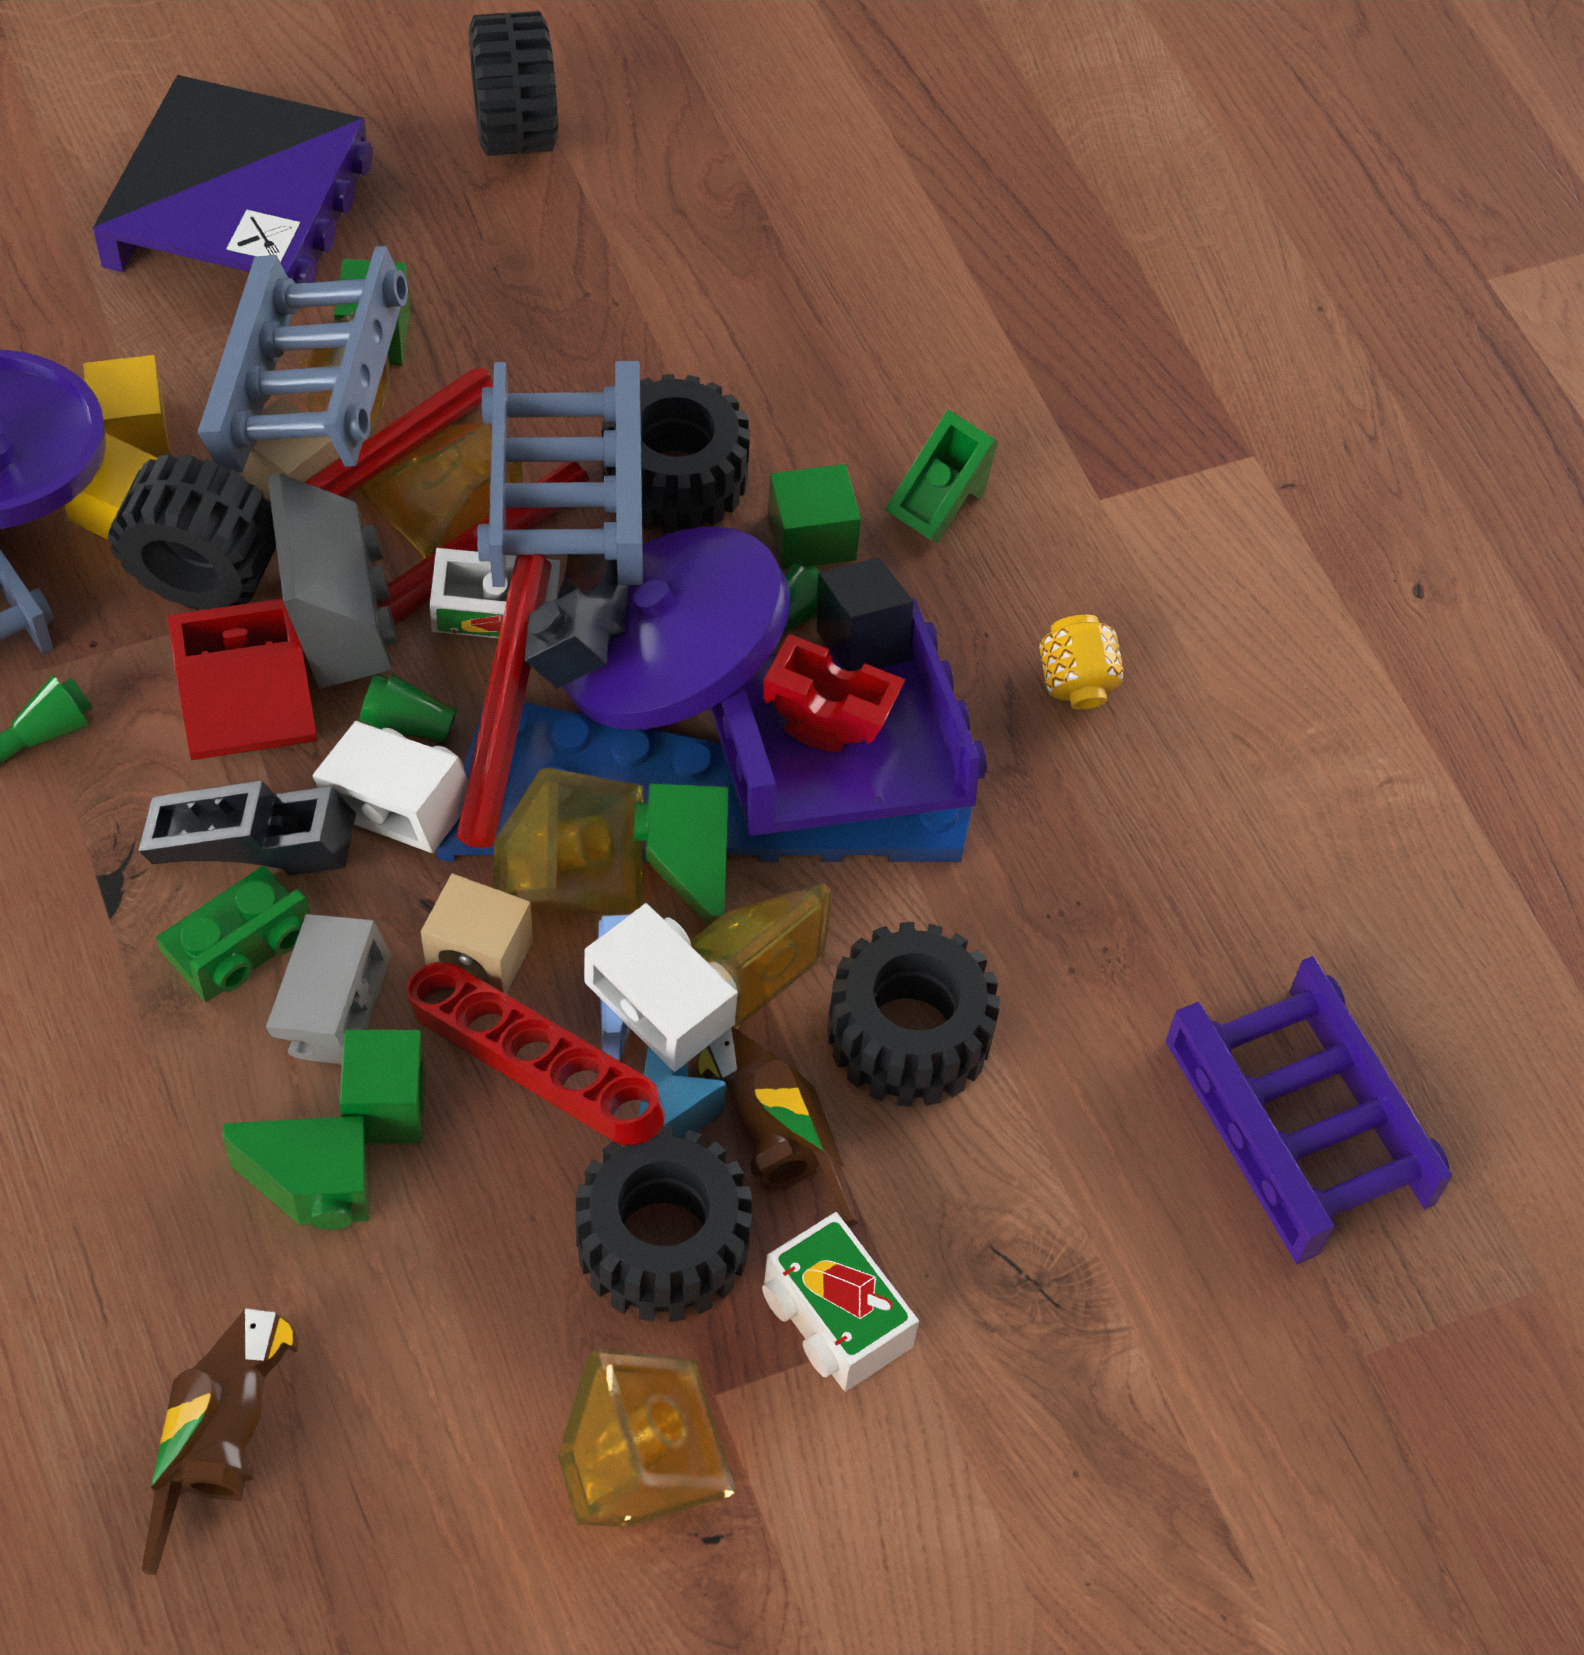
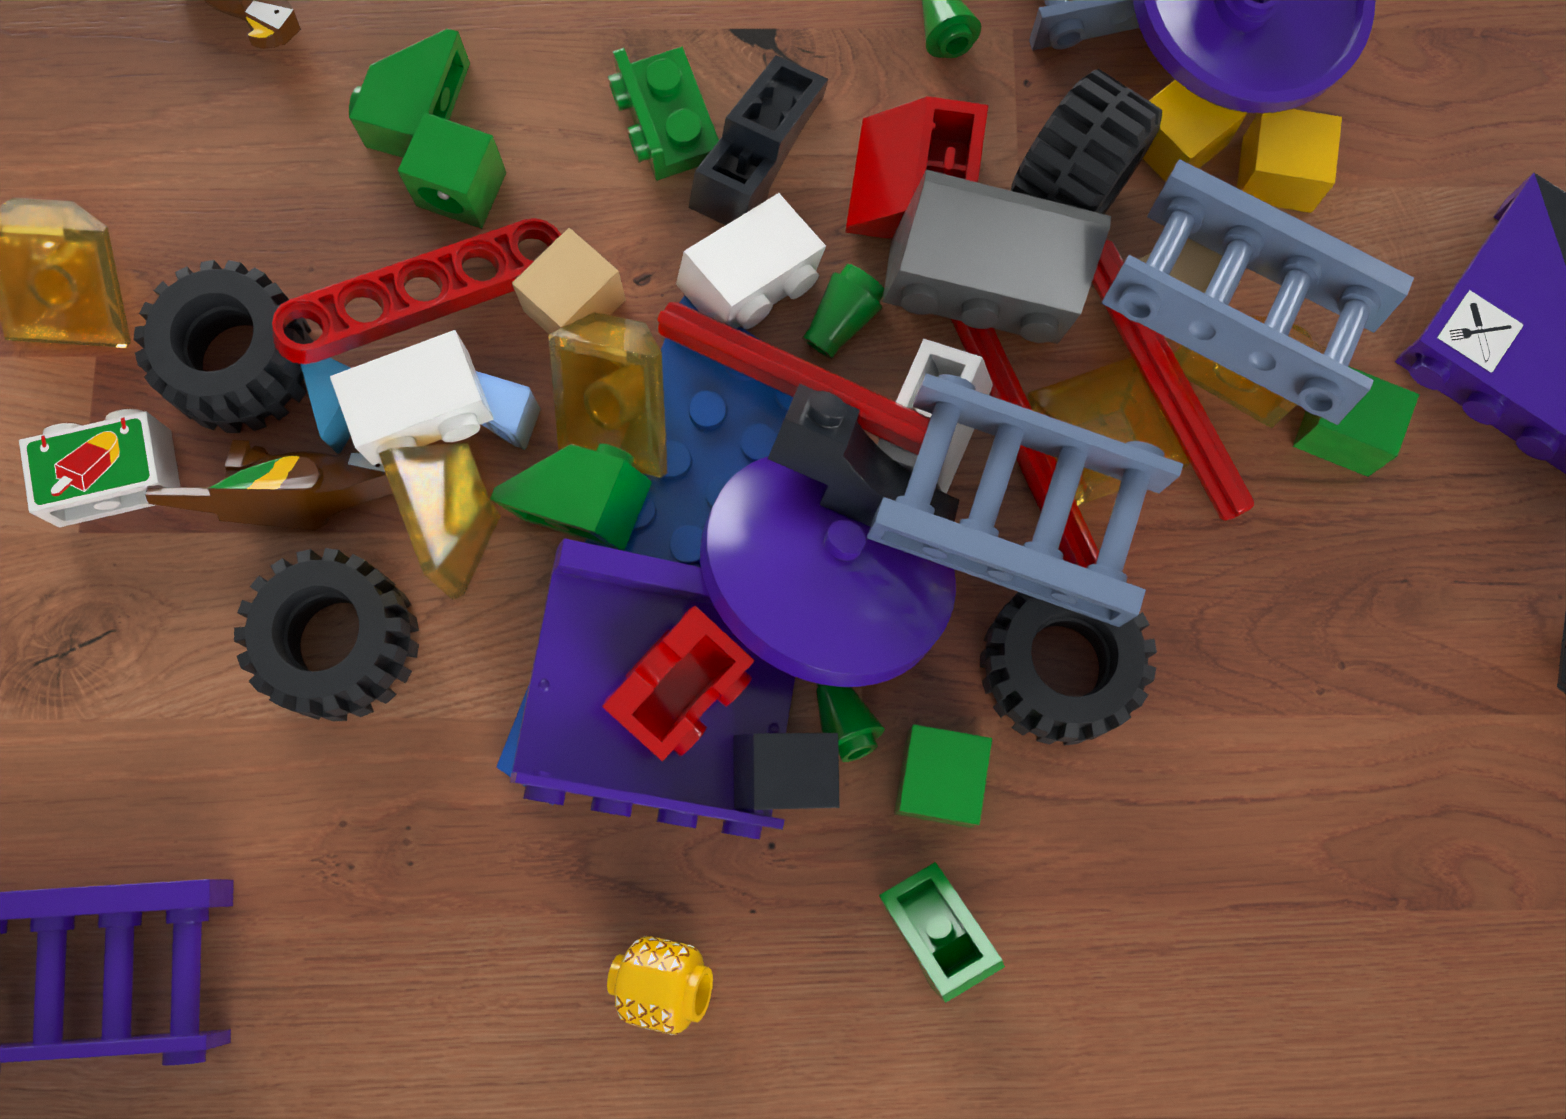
camera: 115 degrees right, 20 degrees up
(329, 986) = (571, 163): light grey hinge -> none

